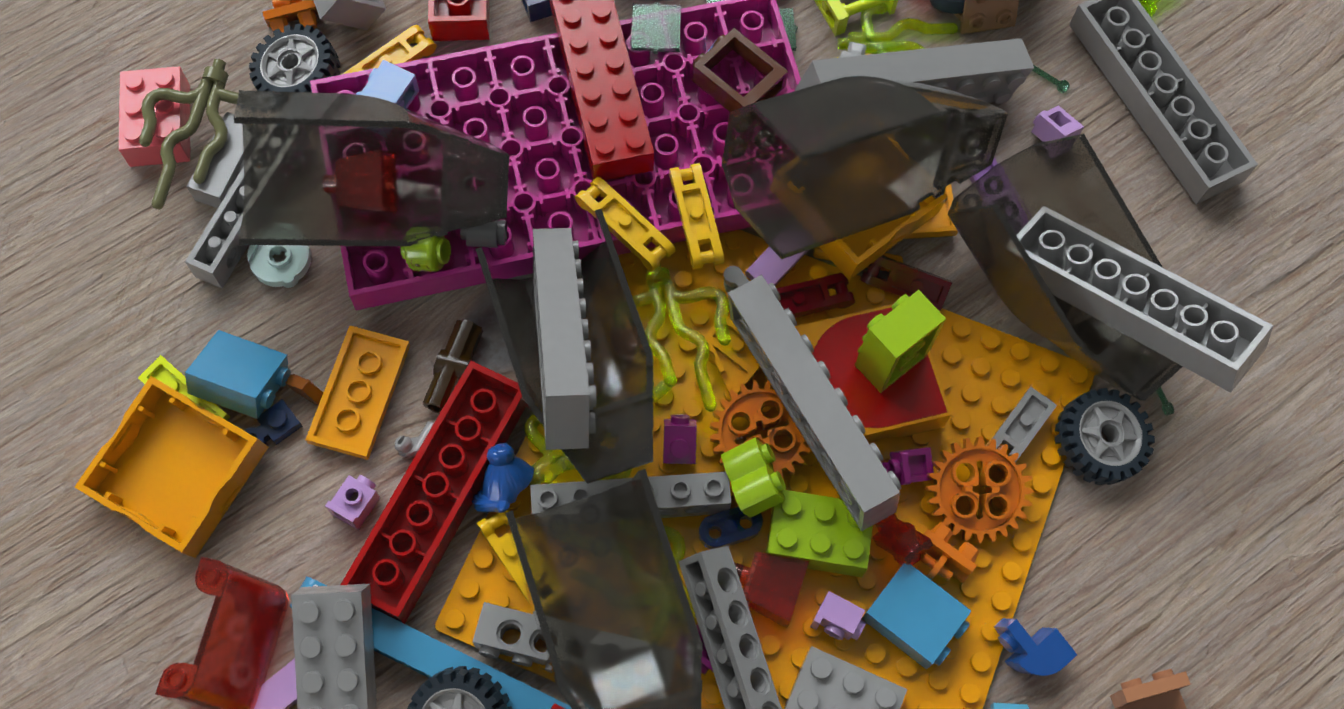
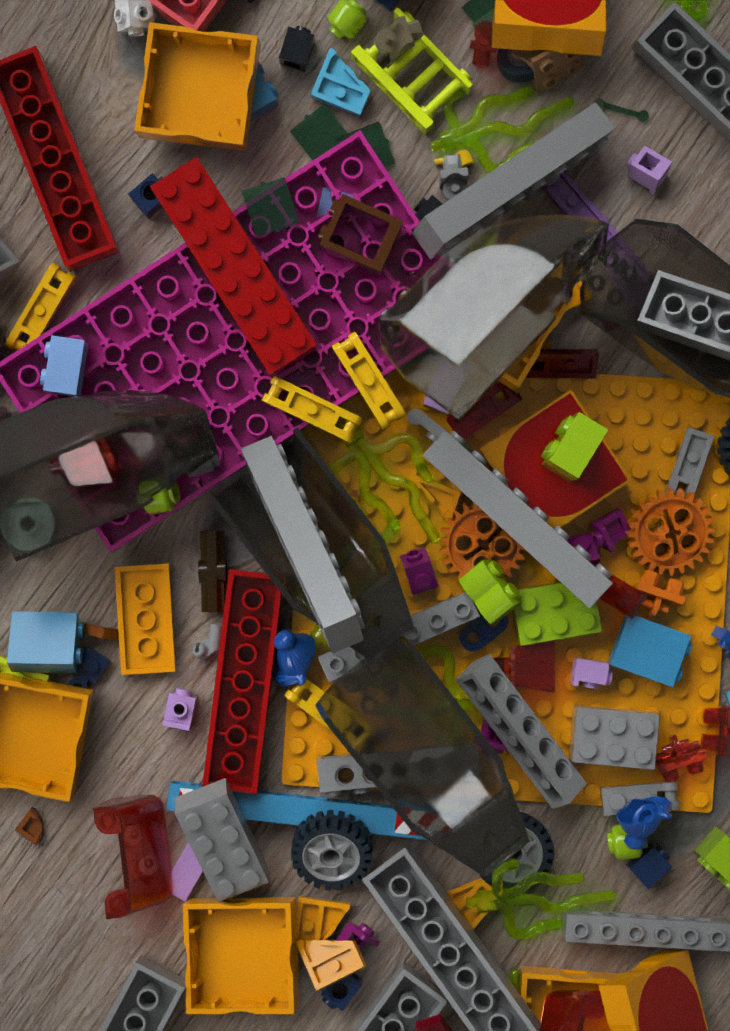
camera: 15 degrees left, 20 degrees up
(128, 576) = (31, 827): none -> dark orange tile

